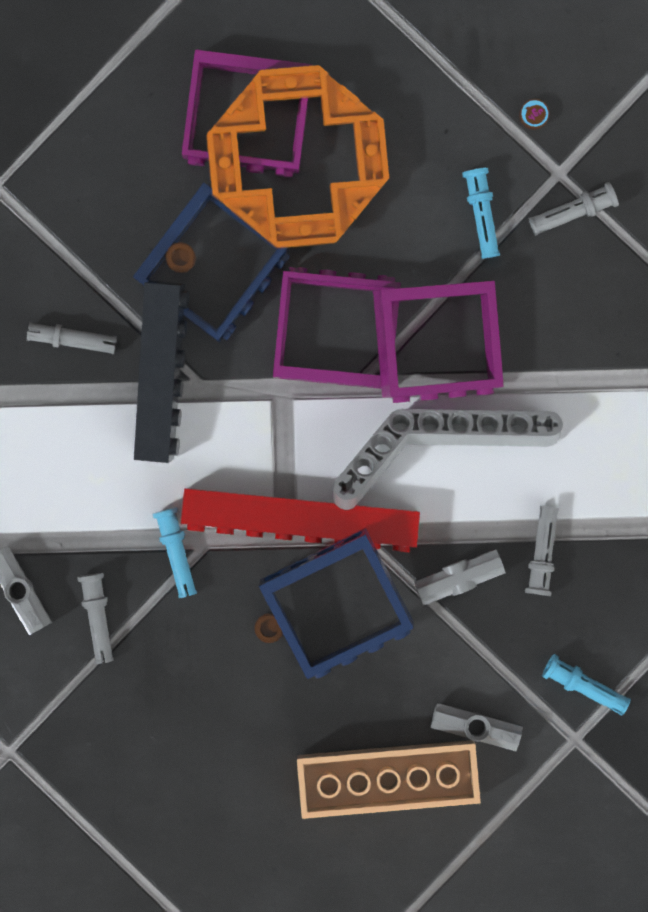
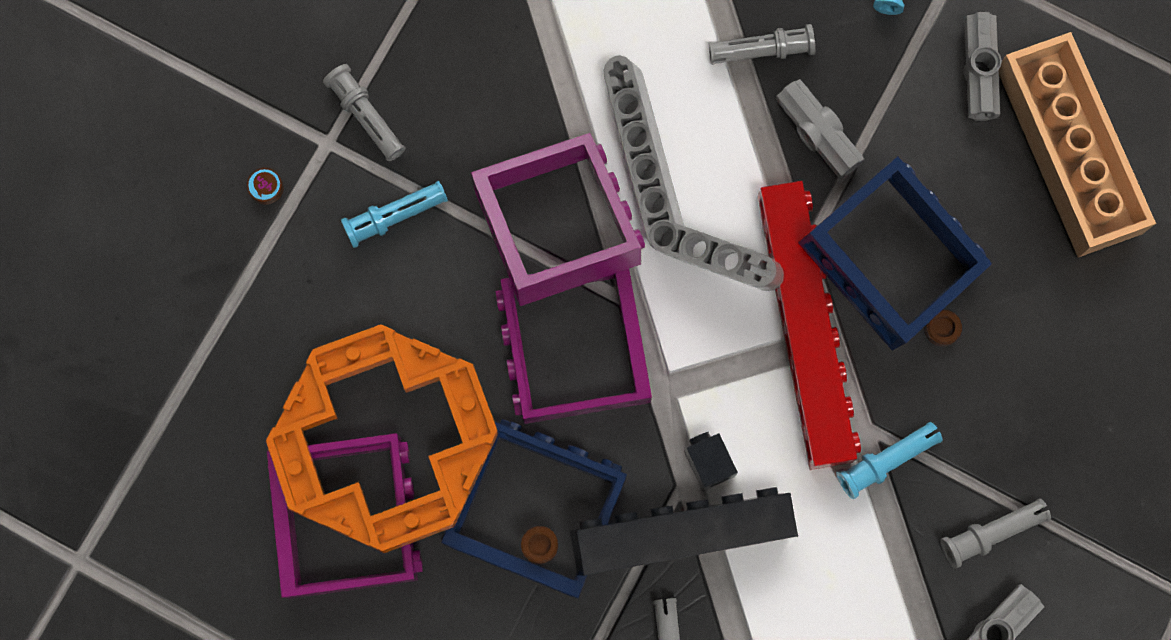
camera: 105 degrees left, 10 degrees down
(212, 410) = (710, 460): none -> black brick

